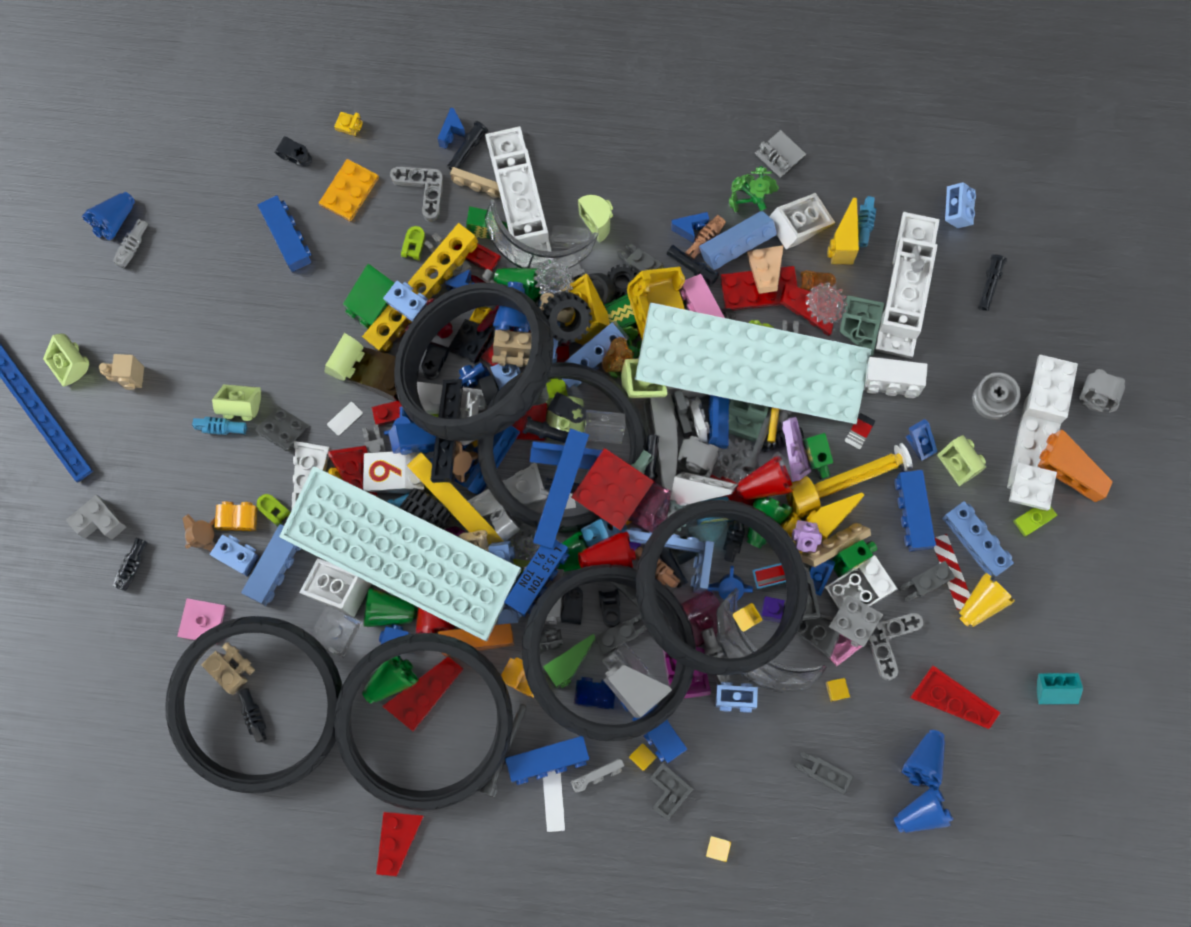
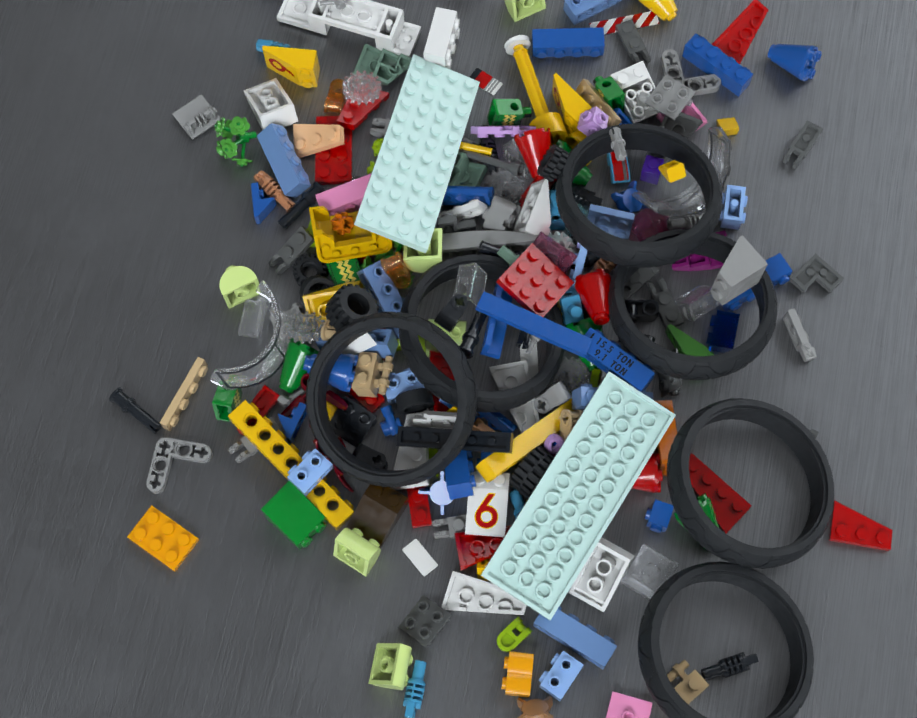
camera: 85 degrees left, 5 degrees down
(284, 233) = (203, 608): blue brick -> none
(293, 152) = (107, 596): black piece -> none
(348, 123) = (85, 533): yellow bracket -> none
(387, 609) = (630, 523): green cone -> none
(416, 237) = (229, 470): lime plate -> none
(450, 127) = (110, 422): blue slope -> none
(454, 526) = (553, 443): none -> lavender tile
(515, 676) = (705, 394): light orange brick -> none
(518, 188) = (191, 357): white bracket -> none
(547, 759) = (784, 378): blue brick -> none
(554, 802) = (811, 380): white sticker -> none
(642, 757) = (785, 296): yellow slope -> none
(668, 296) = (342, 223): none -> orange gear
(718, 849) = (869, 238): yellow slope -> none
(746, 494) = (552, 163): none -> black tyre
(772, 557) = (618, 144): none -> light grey axle
(910, 672) = (713, 61): none -> blue brick
(922, 439) = (501, 29): blue slope -> none
(924, 813) = (841, 66): blue cone -> none

